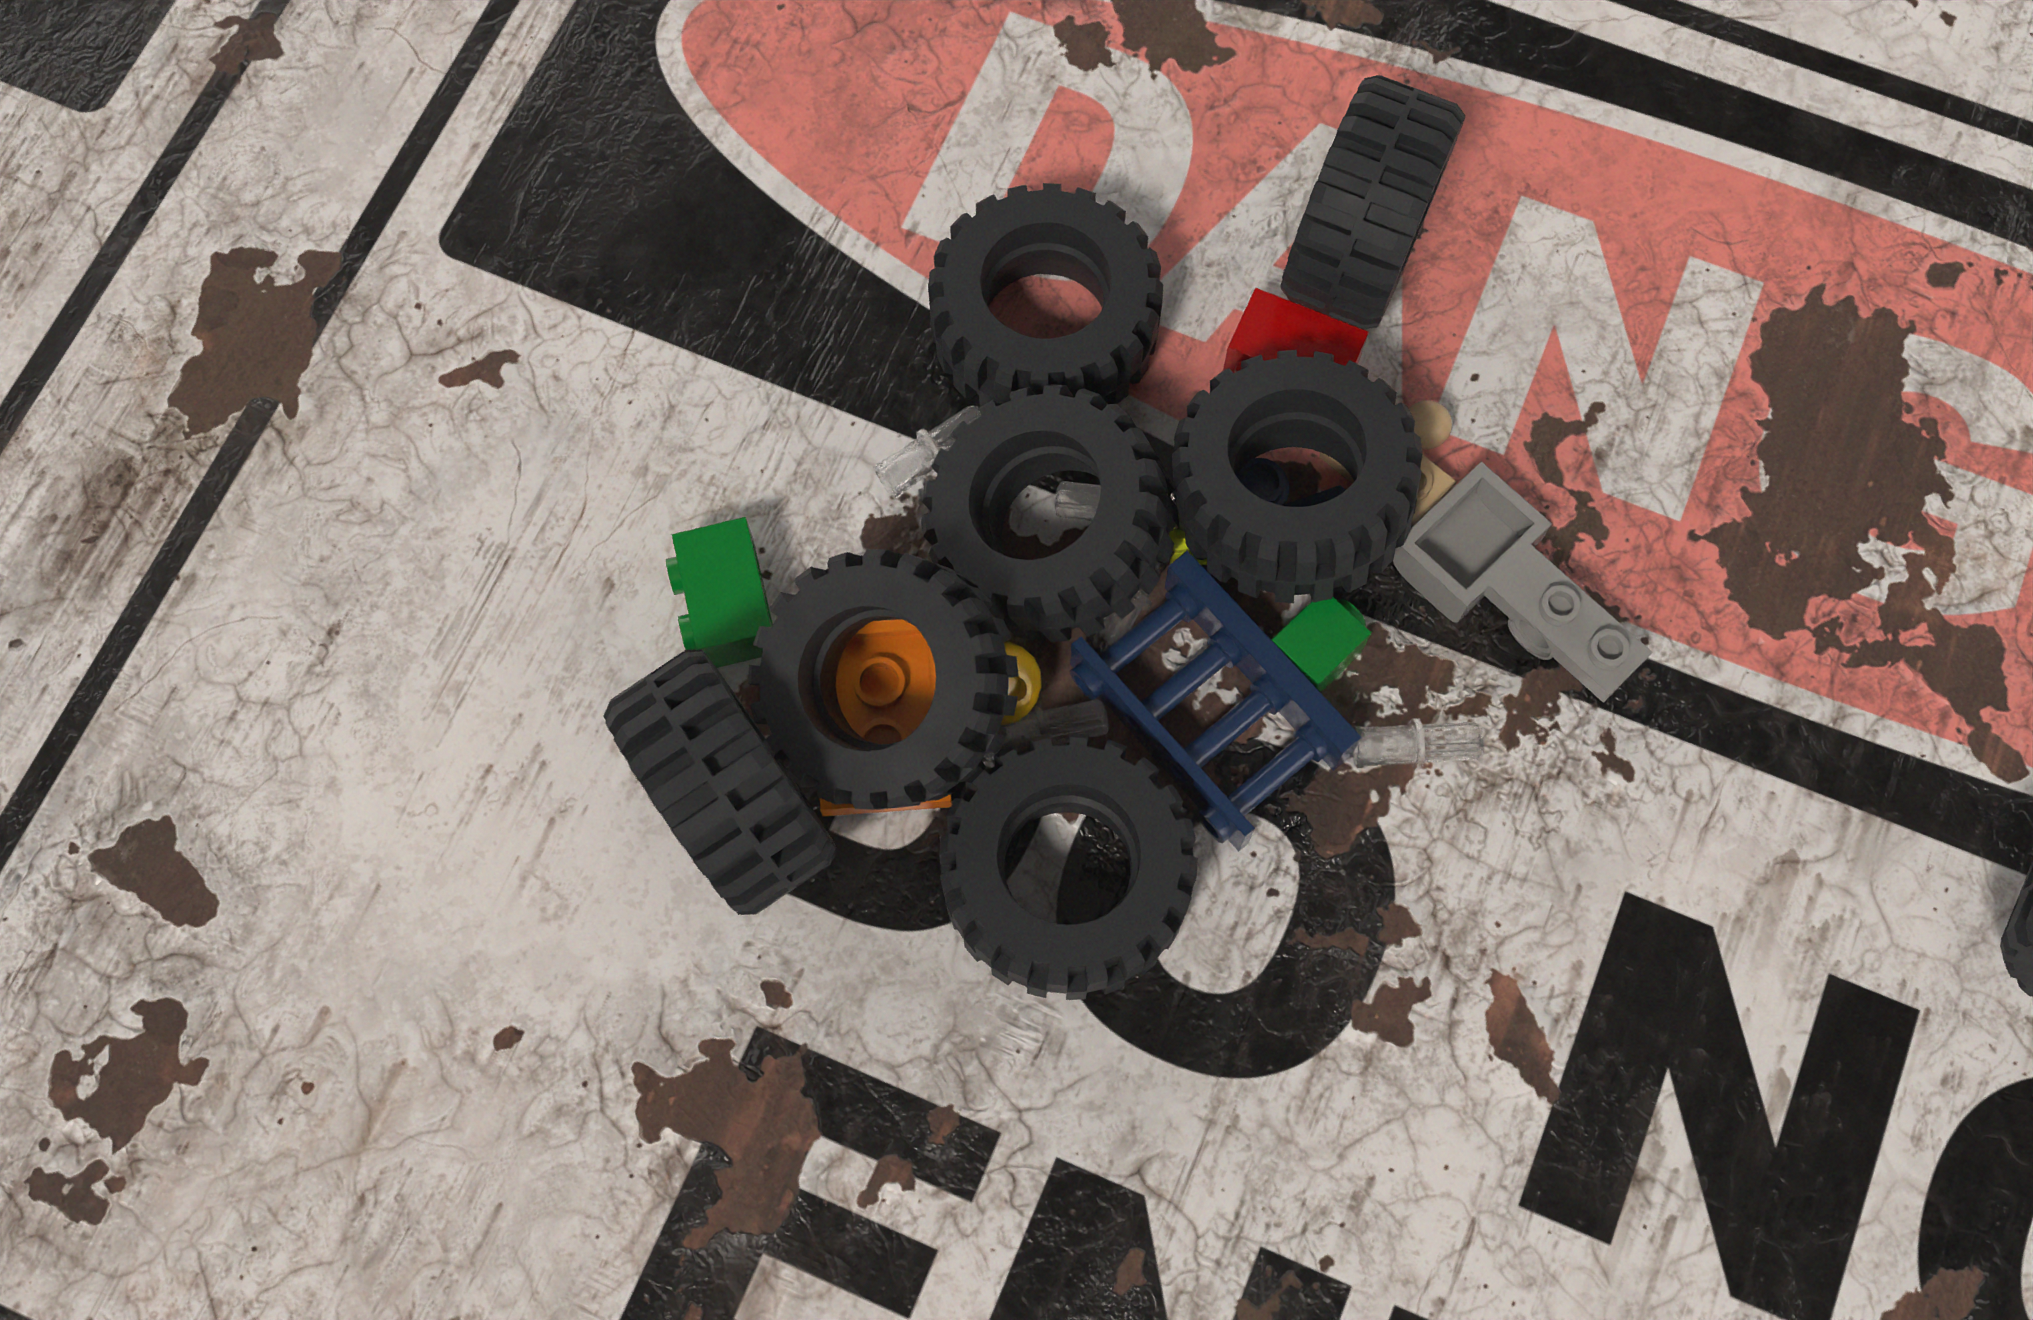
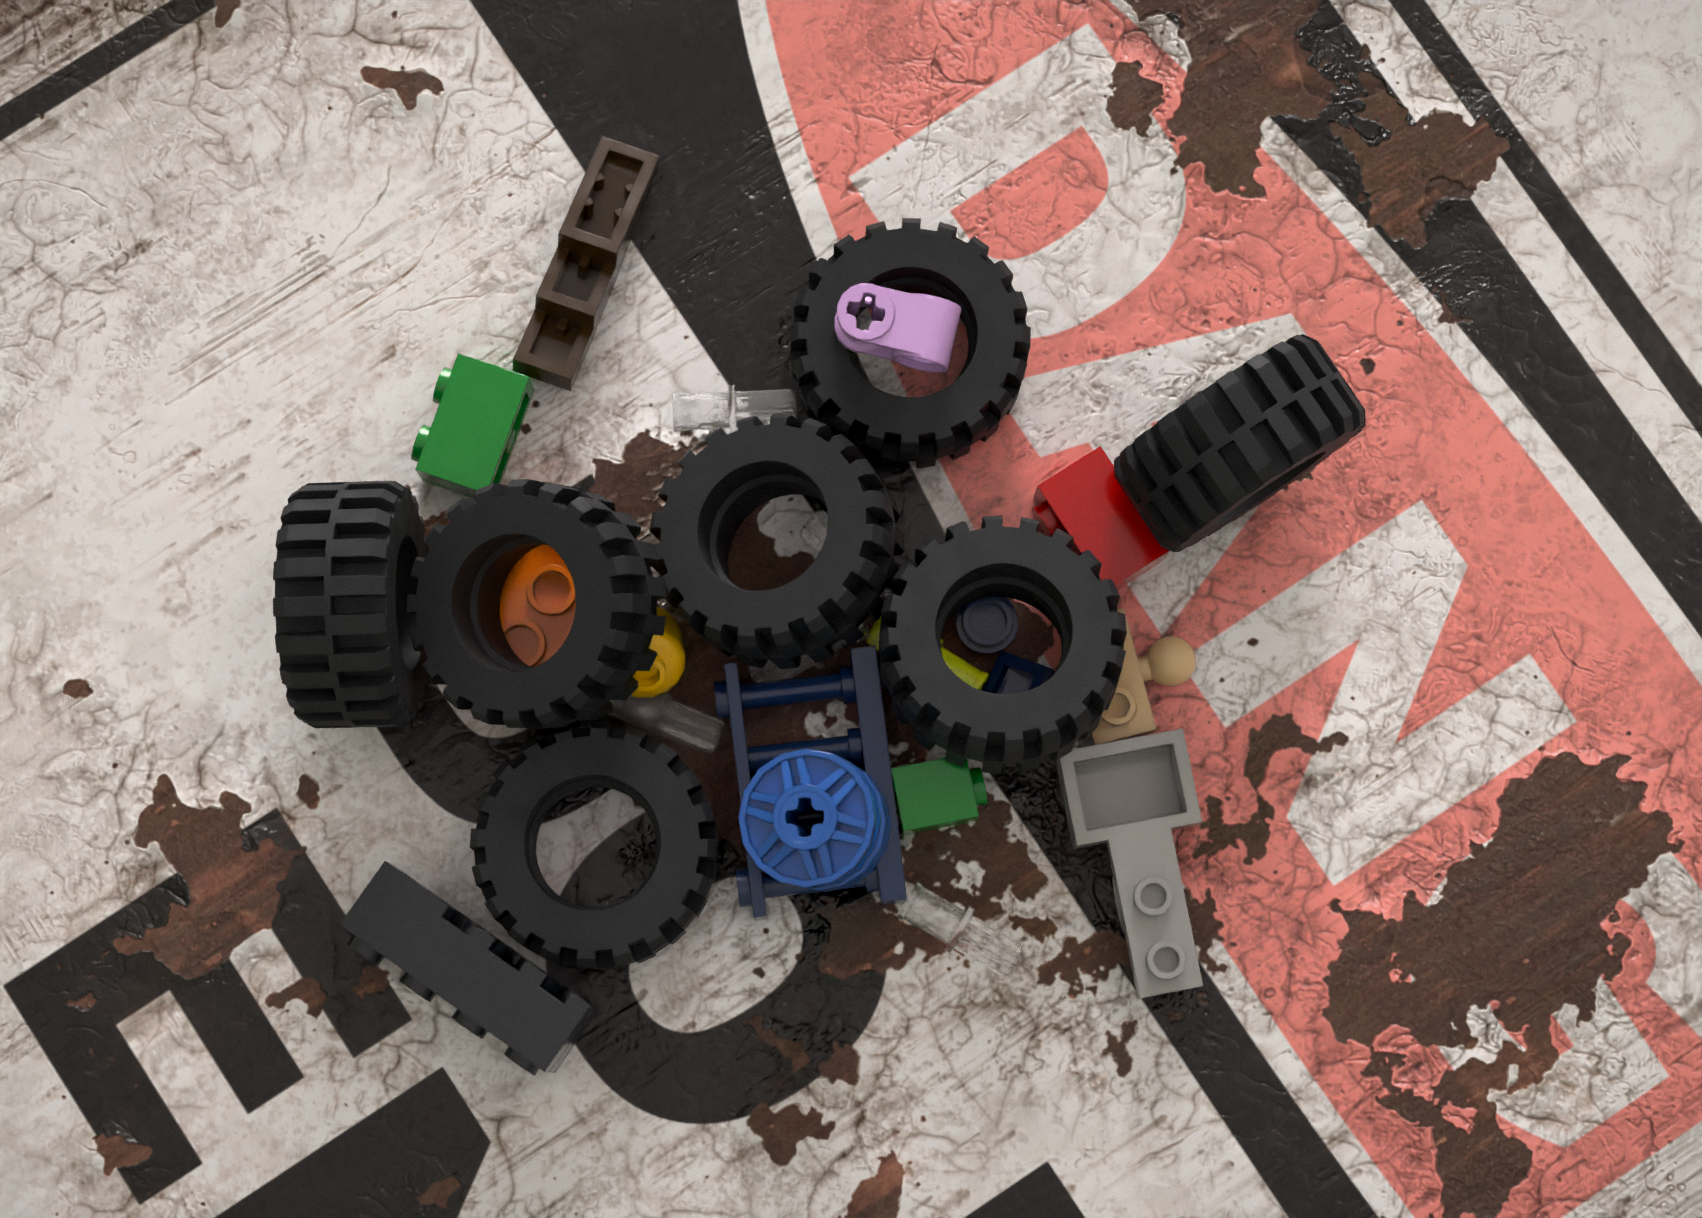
camera: 30 degrees right, 10 degrees up
(731, 411) = (585, 263): none -> dark brown slope
(1028, 1048) = (469, 969): none -> black wedge
(1036, 269) = (904, 328): none -> lavender piece
(1235, 747) = (838, 850): none -> blue wheel

